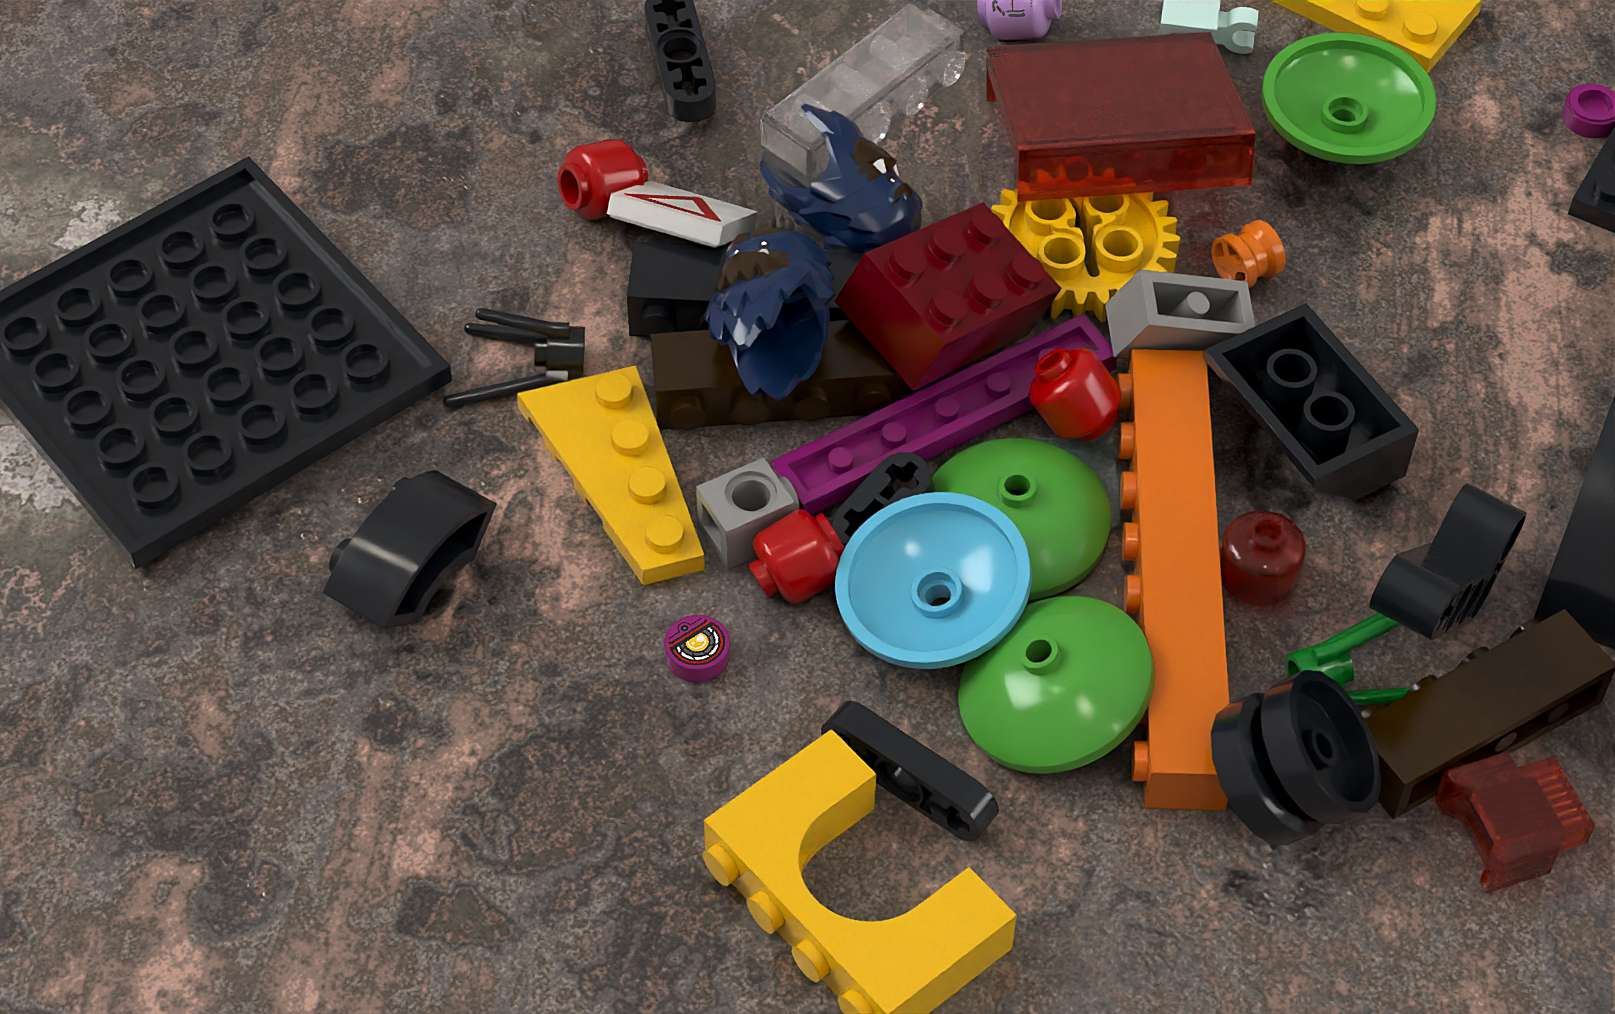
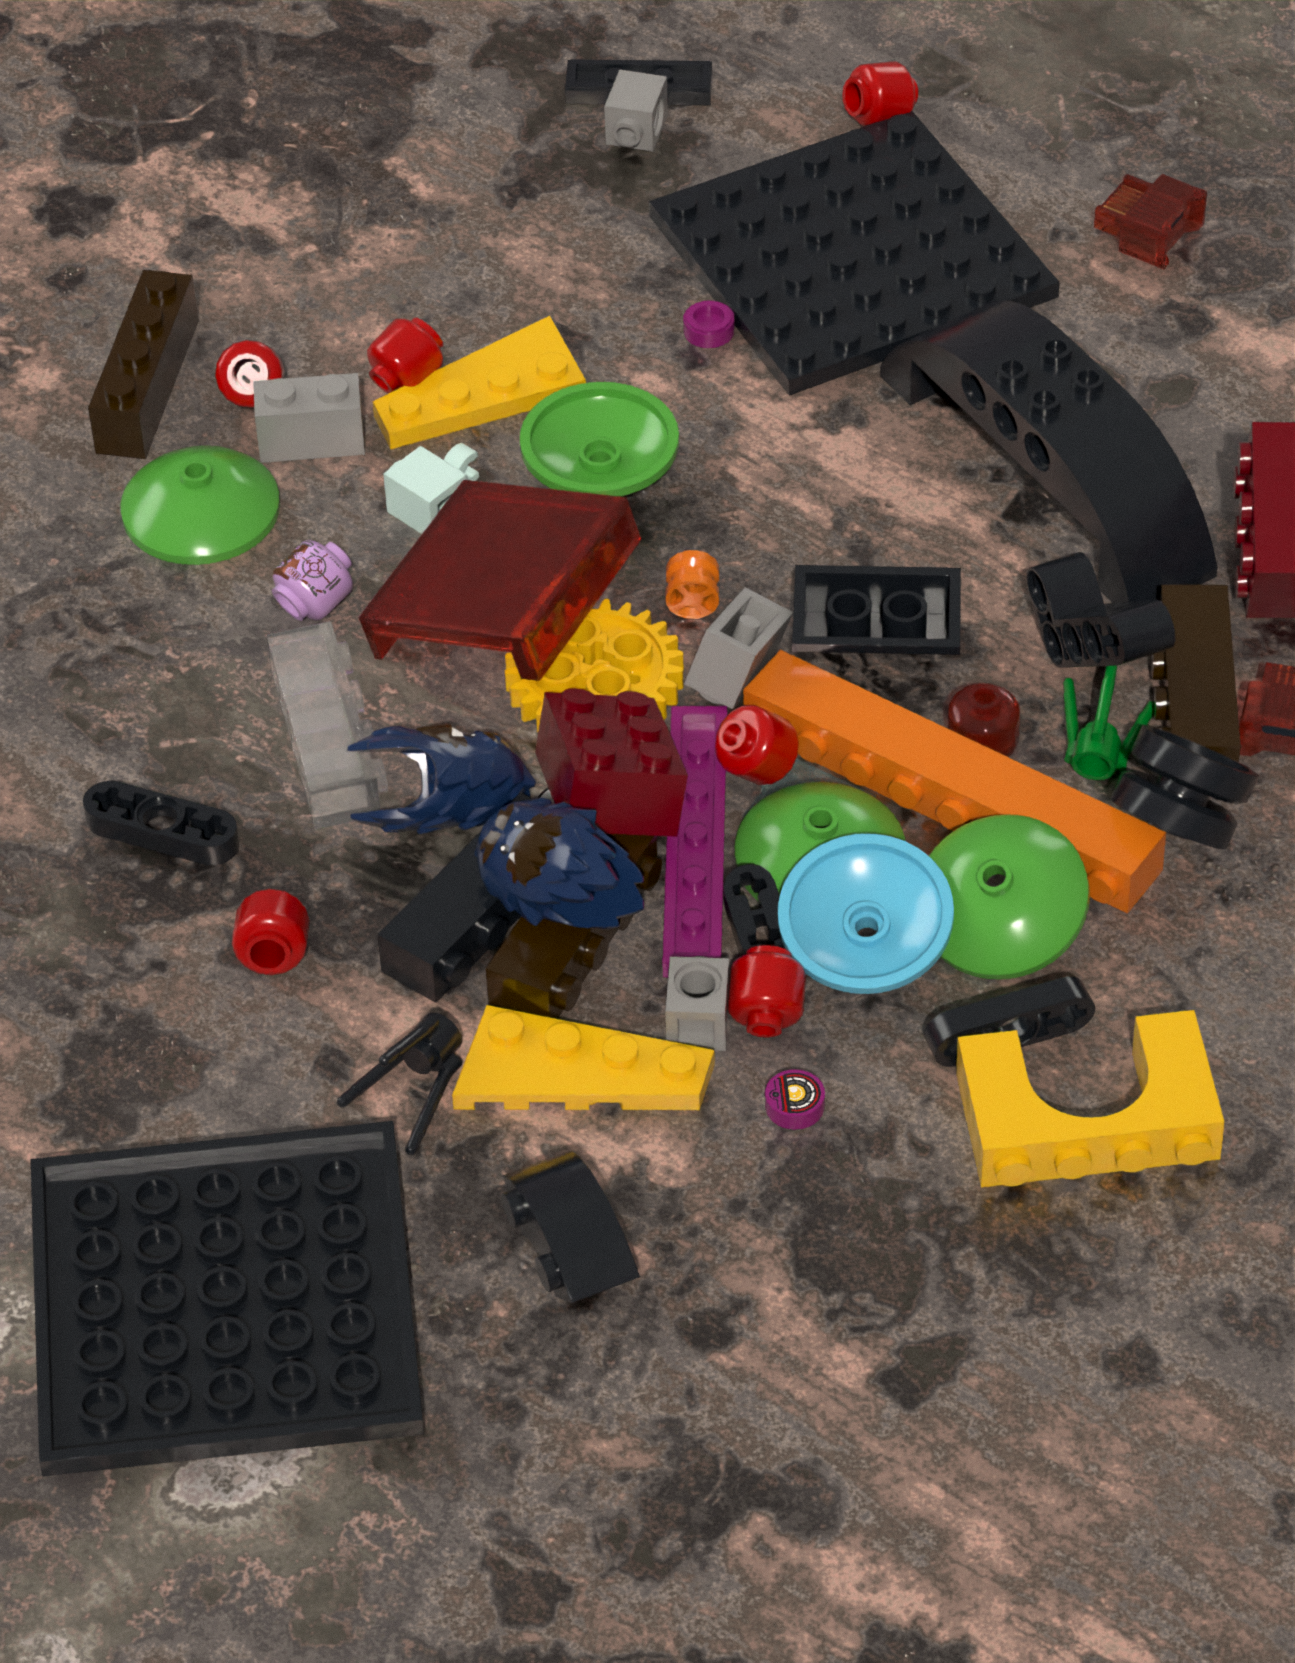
camera: 55 degrees left, 5 degrees down
(681, 213) = (367, 892): white tile -> none

